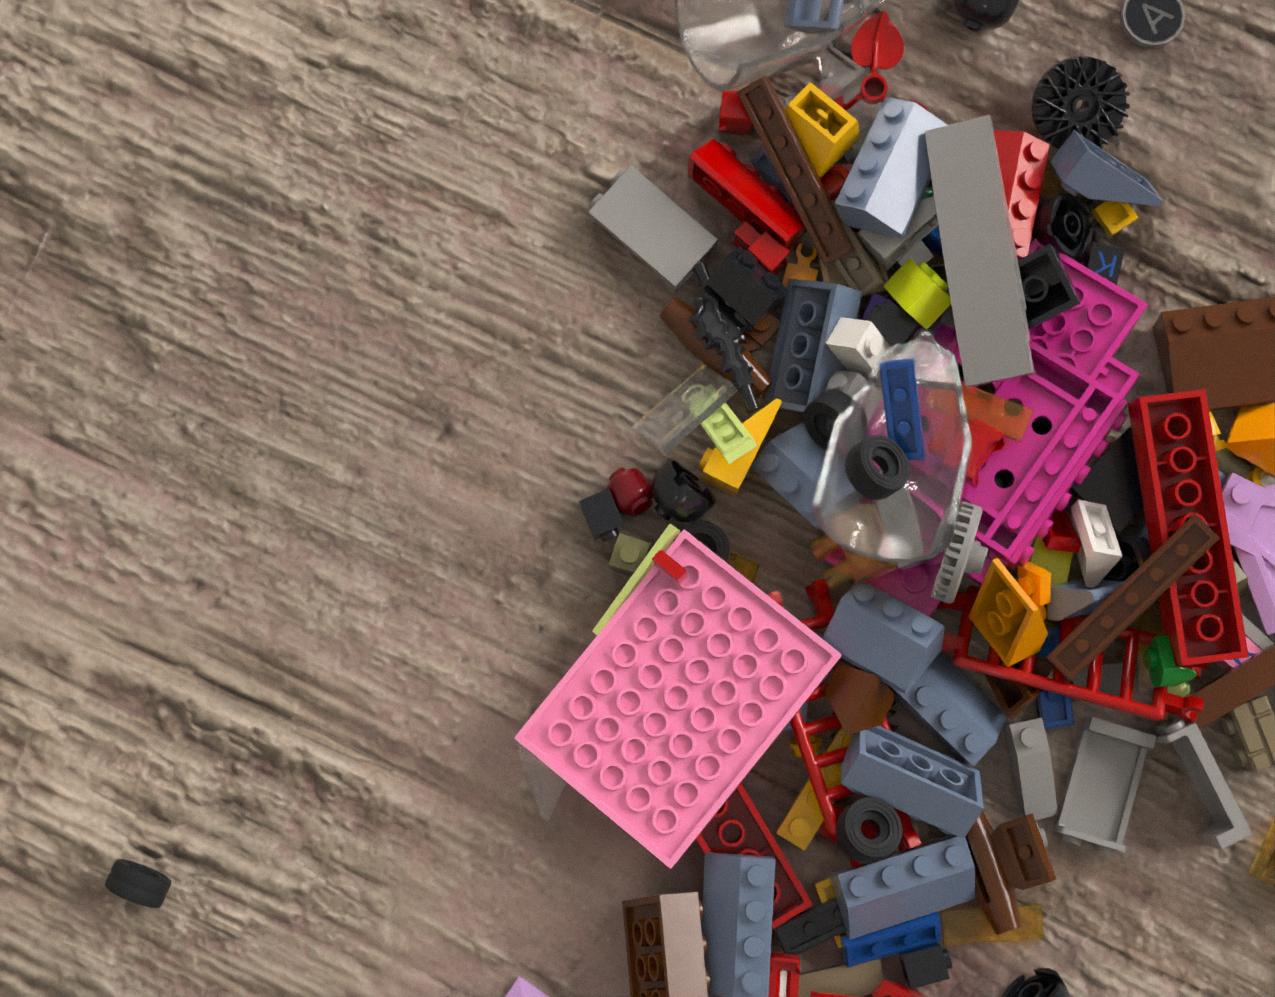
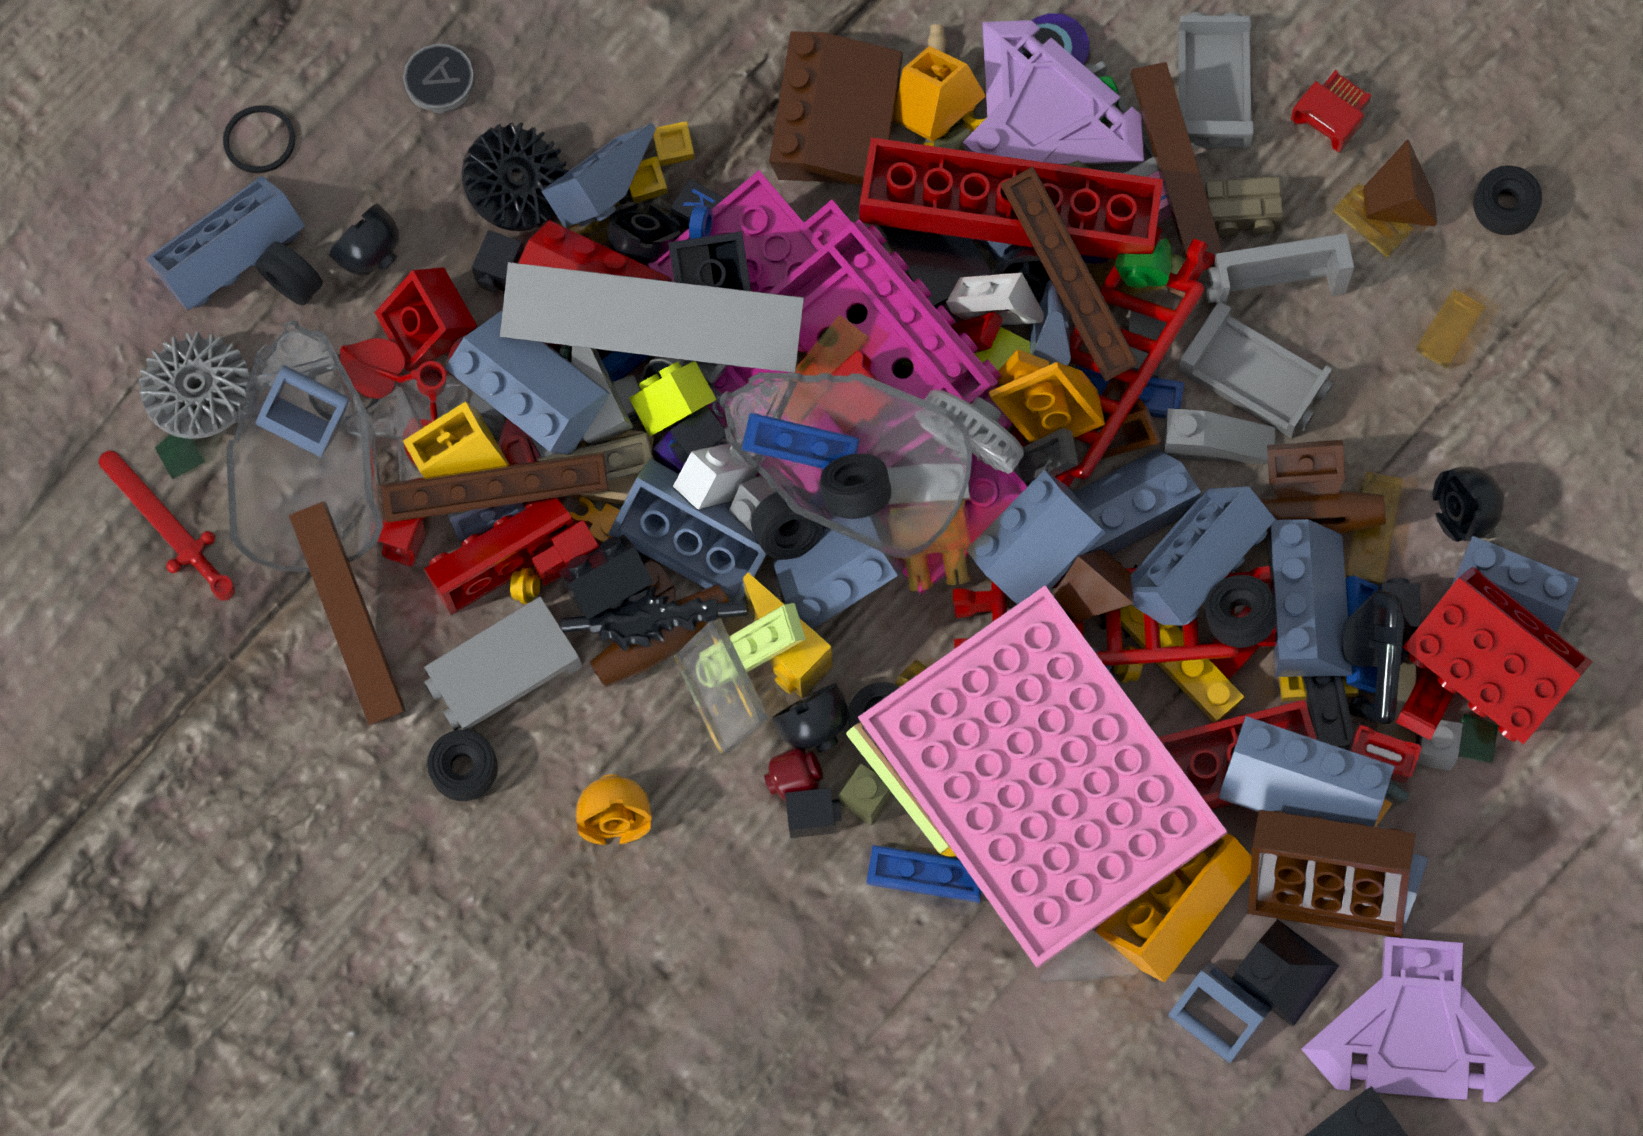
camera: 70 degrees left, 10 degrees down
(544, 906) = (1231, 996): none -> sand blue tile
(554, 206) = (458, 744): none -> black tyre
(558, 352) = (613, 809): none -> light orange cylinder
(577, 614) = (921, 874): none -> blue tile
(580, 946) = (1285, 972): none -> black slope
(596, 842) = (1174, 914): none -> light orange slope
(658, 88) = (347, 613): none -> reddish brown tile
(670, 566) = (896, 739): red tile -> none
(725, 225) = (524, 586): none -> yellow plate
(886, 955) = (1376, 639): none -> black piece
(935, 72) = (425, 316): none -> red slope
(962, 624) = (1051, 453): none -> dark grey plate
(1005, 111) = (493, 258): none -> black brick
(1082, 268) = (700, 222): none -> blue tile
(1155, 228) = (673, 143): none -> yellow plate
(1198, 946) = (1450, 328): none -> clear yellow tile

